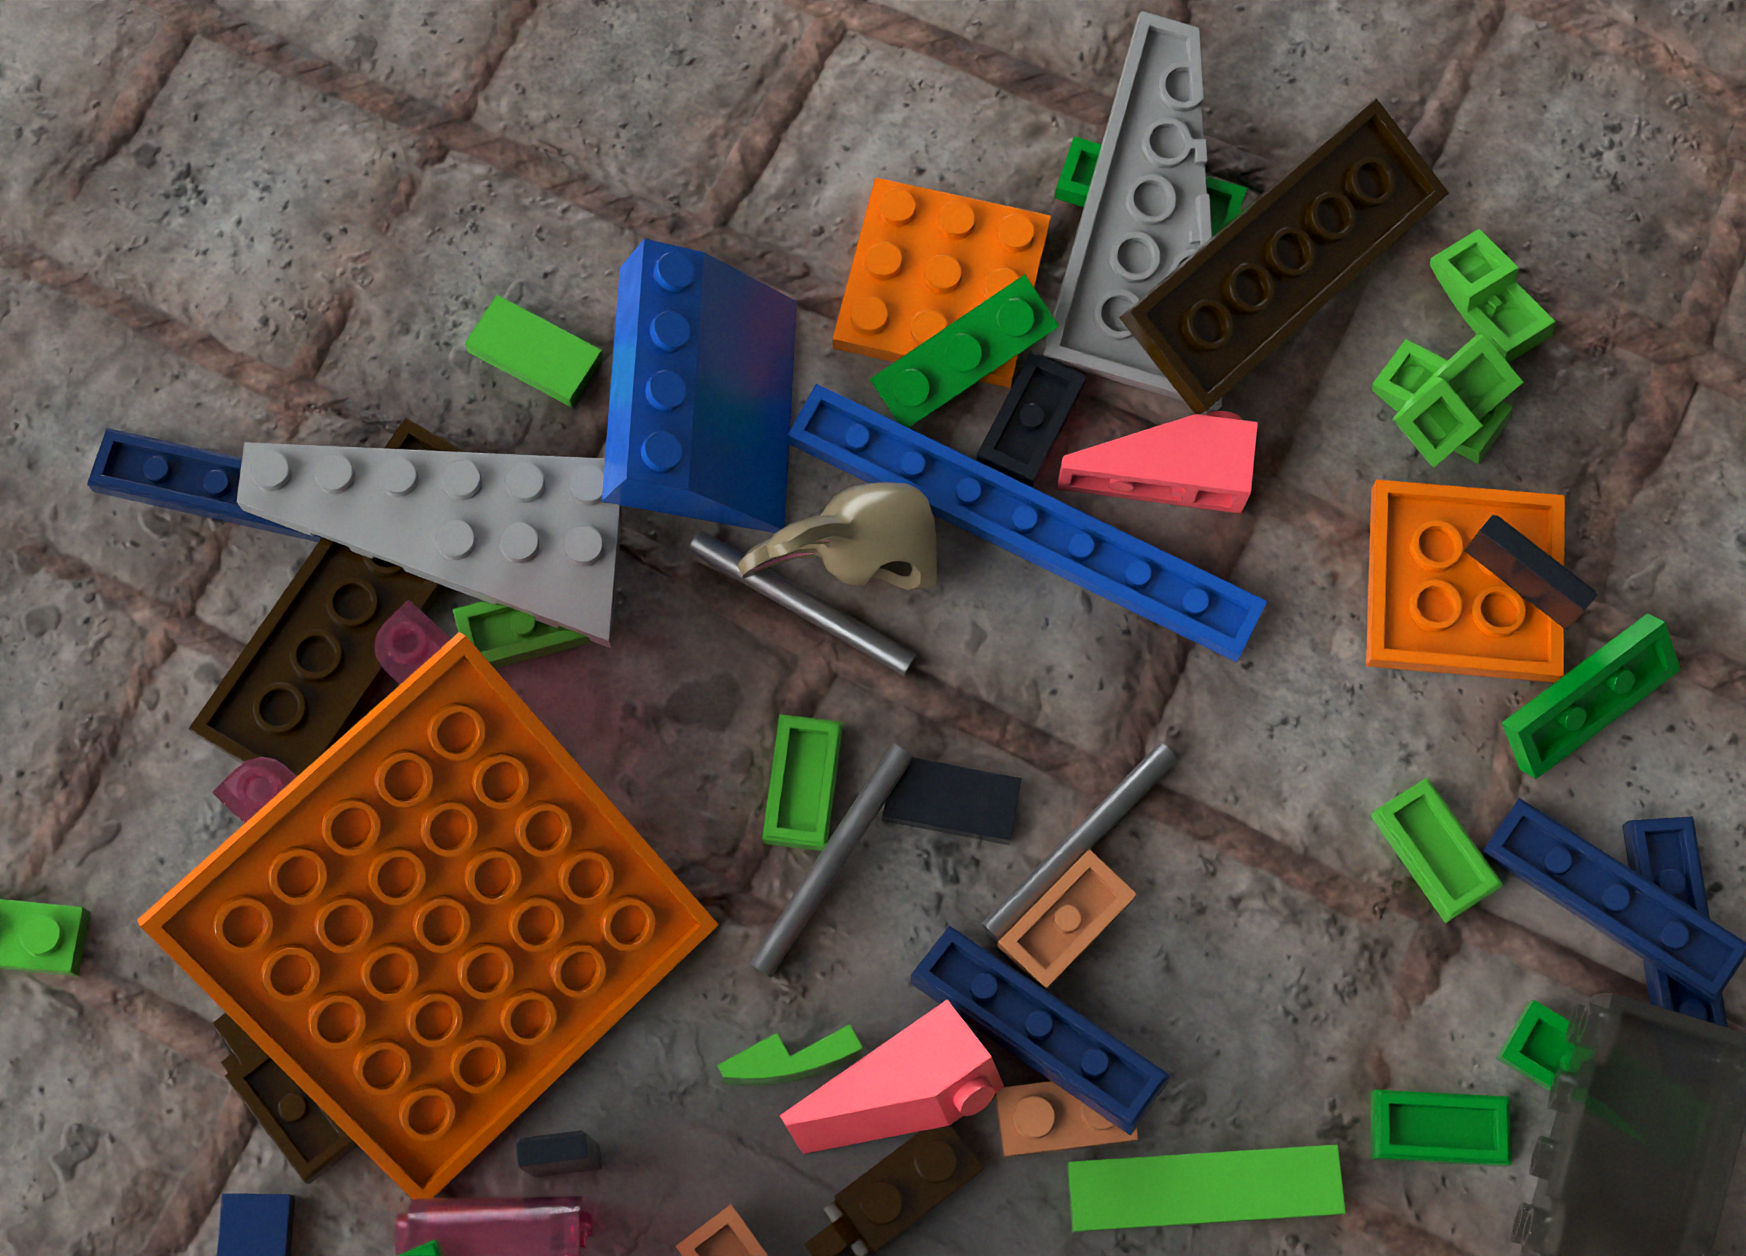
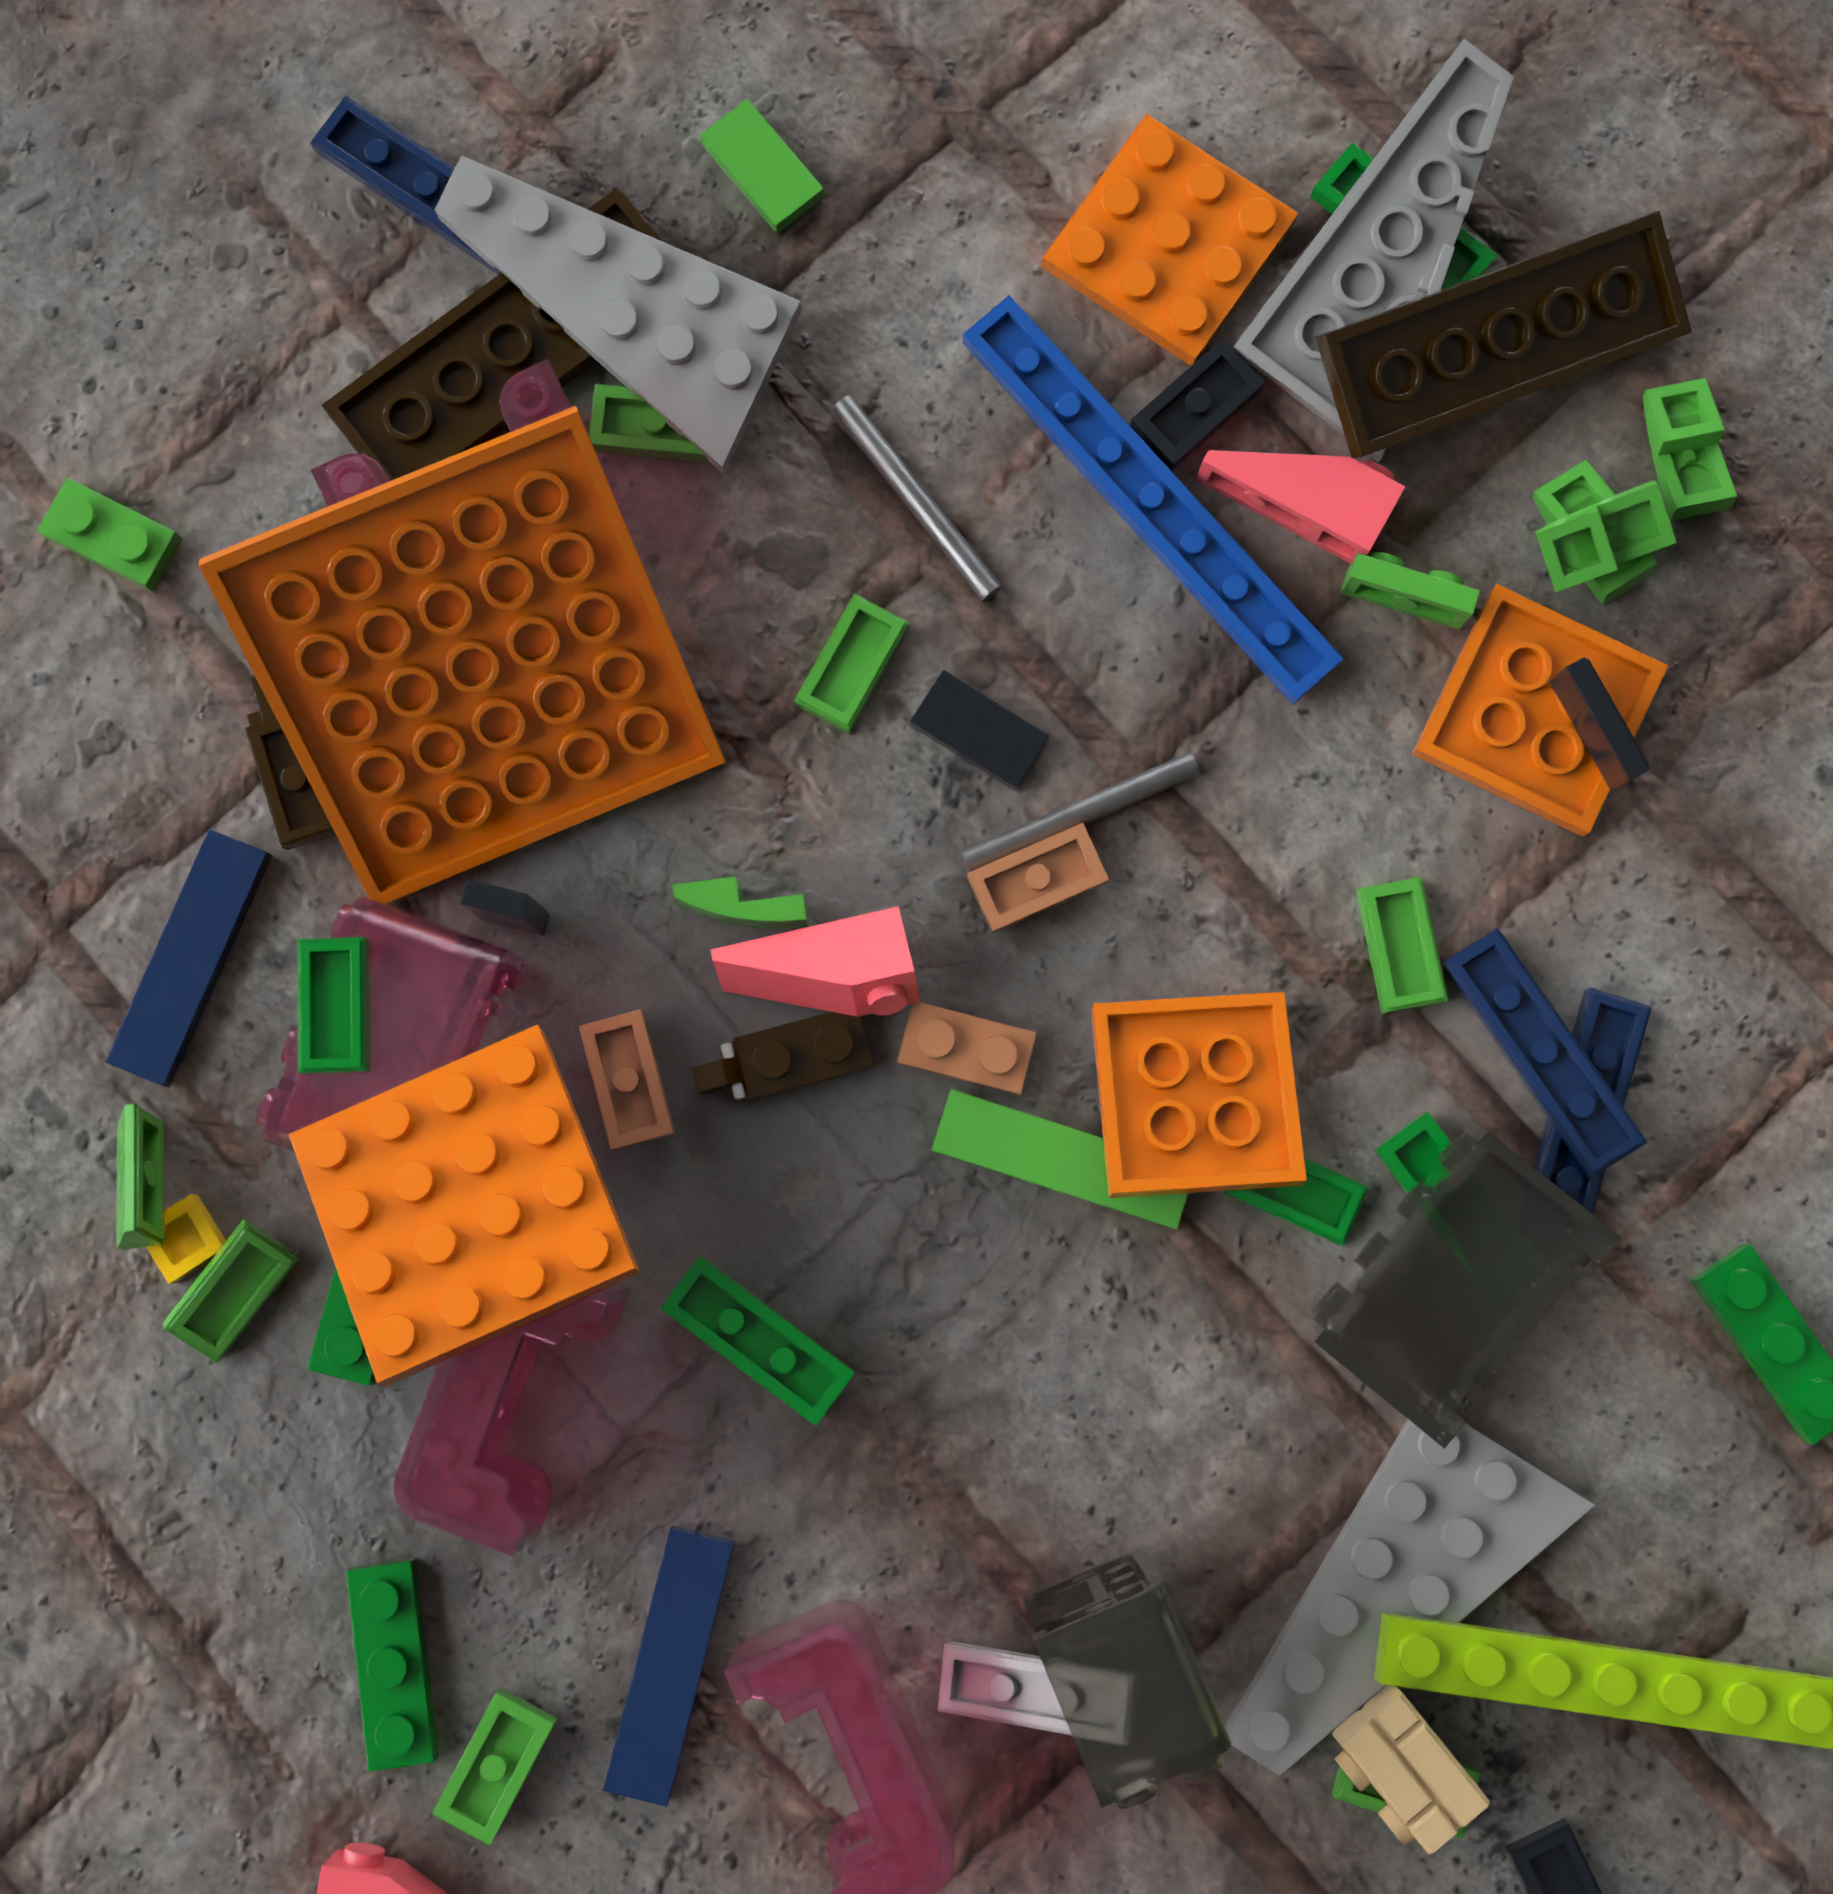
camera: 25 degrees right, 10 degrees up
(699, 390) = (897, 260): blue slope -> none
(831, 860) = (848, 742): flat silver bar -> none
(861, 536) = (989, 454): dark tan piece -> none
(964, 352) = (1159, 316): green plate -> none
(1041, 1030) = (972, 965): dark blue tile -> none
(1310, 1072) = (1197, 1095): none -> orange plate
(1320, 514) = (1430, 596): none -> bright green plate
(1591, 696) = (1608, 861): green plate -> none

